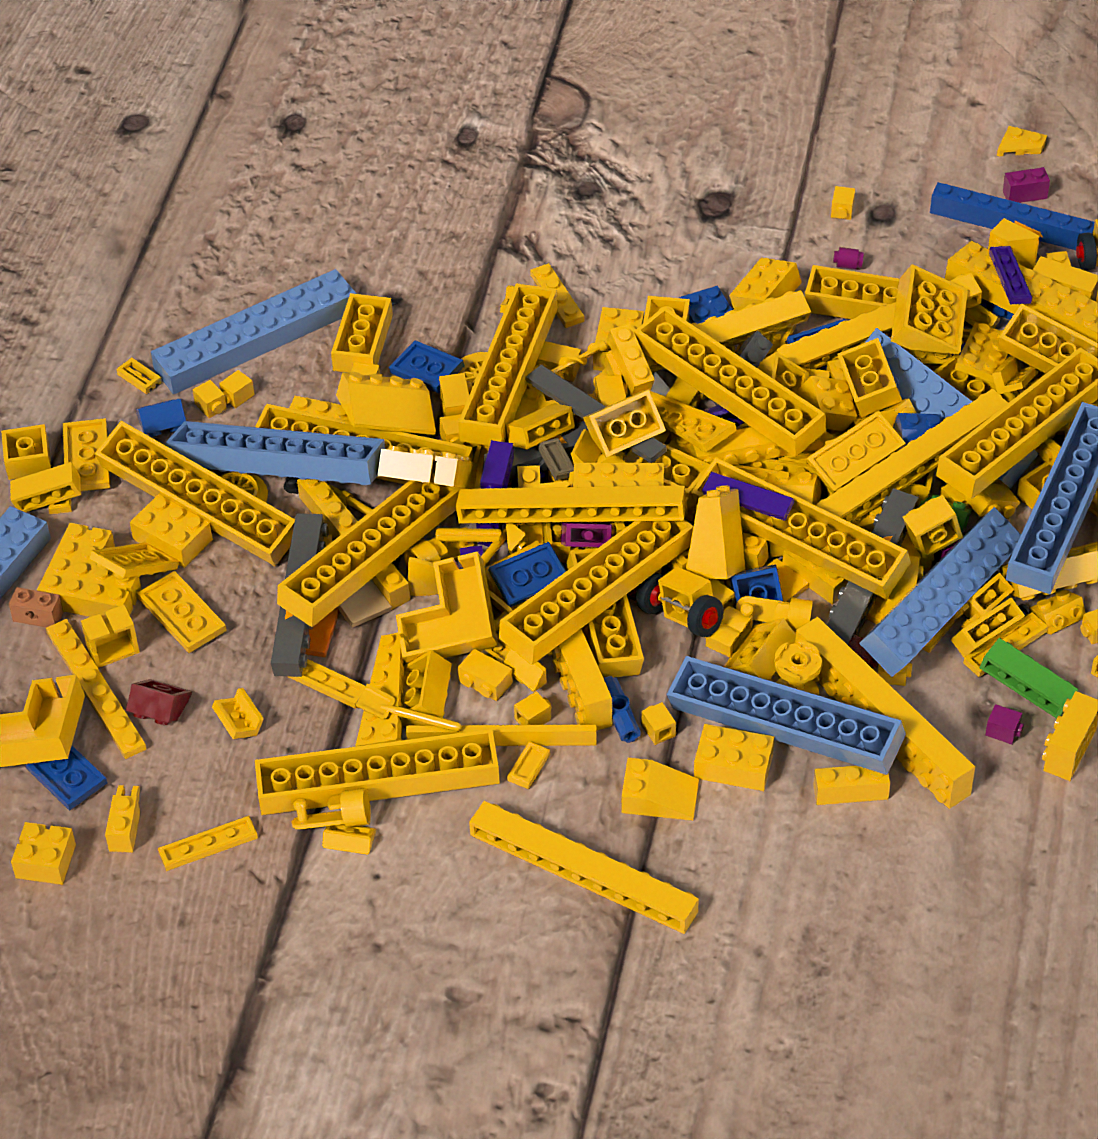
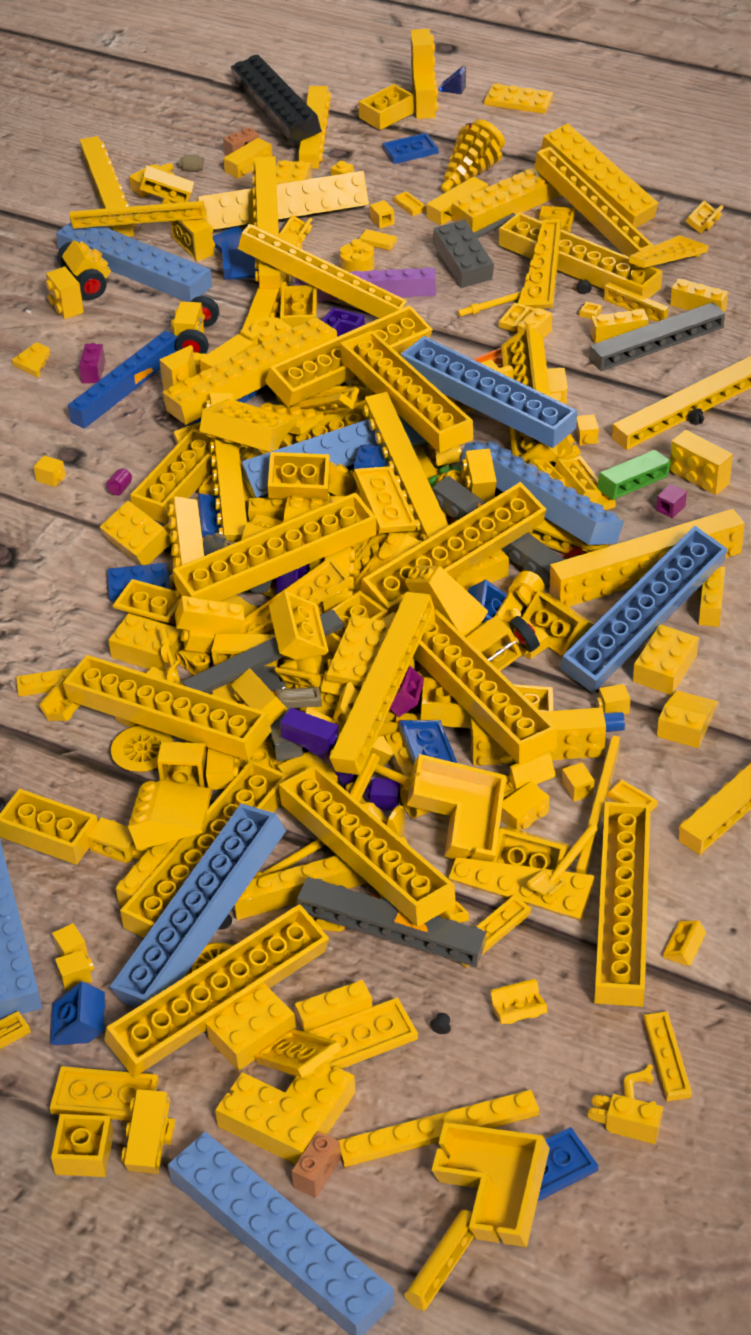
camera: 75 degrees left, 5 degrees down
(43, 853) = (660, 1188): yellow piece -> none
(110, 636) = (386, 1093): yellow piece -> none
(157, 701) = (479, 1069): dark red slope -> none
(171, 818) = (644, 1076): none -> yellow helmet
(203, 581) = (332, 1006): none -> yellow brick
(207, 665) = (441, 1023): none -> black piece
(337, 647) = (456, 913): none -> yellow tile
(354, 811) = (664, 927): yellow piece -> none
(418, 466) = (297, 769): piece -> none
(425, 364) = (114, 785): blue plate -> none
(753, 497) = (429, 555): dark purple tile -> none
(798, 666) = (602, 585): yellow piece -> none
(1010, 275) = (224, 372): dark purple tile -> none

